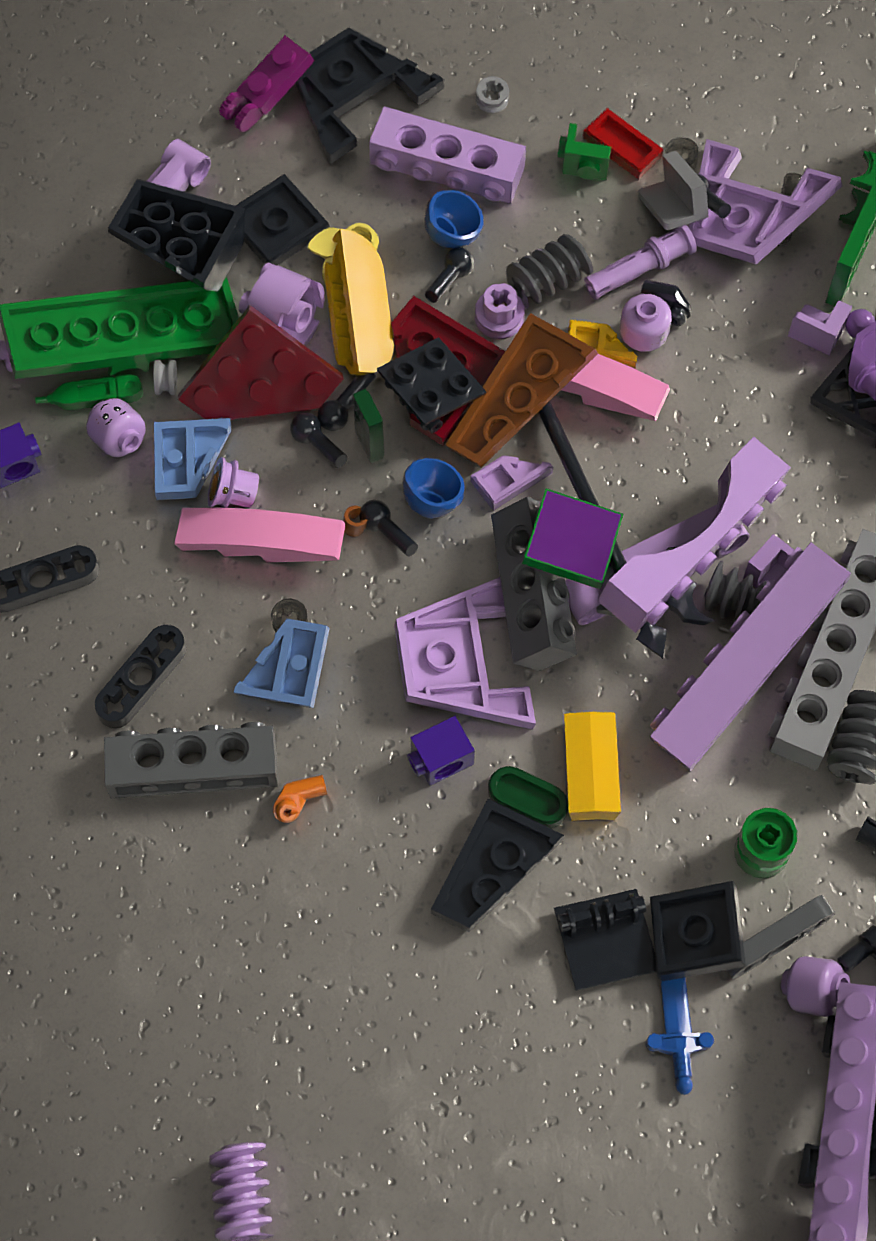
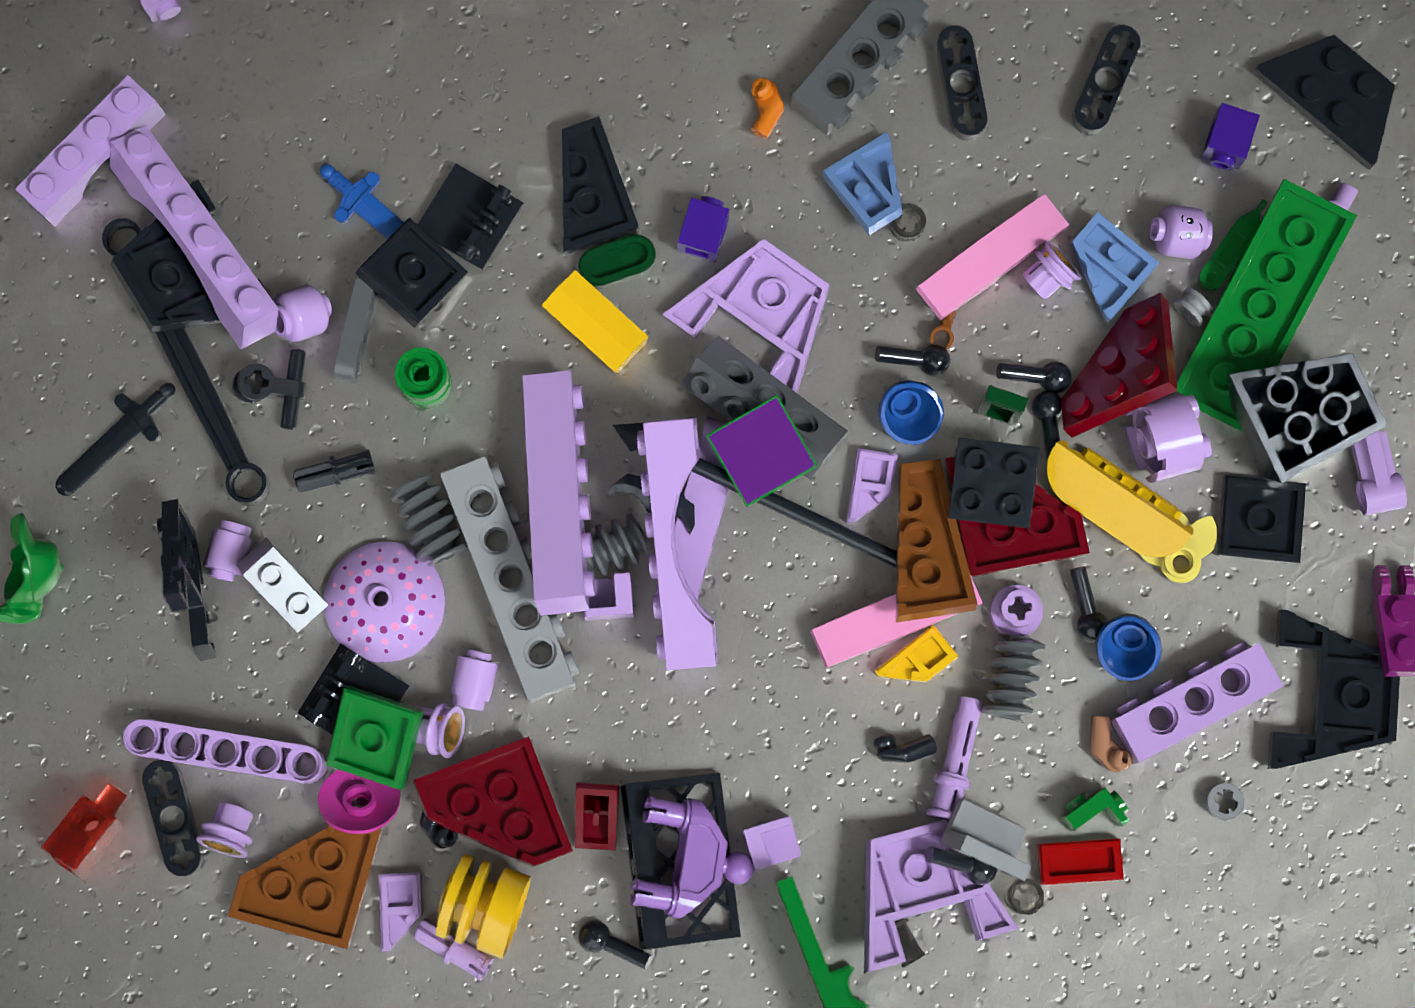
camera: 135 degrees right, 15 degrees up
(533, 186) = (1104, 748): none -> nougat arm
(645, 322) = (897, 703): lavender head -> none

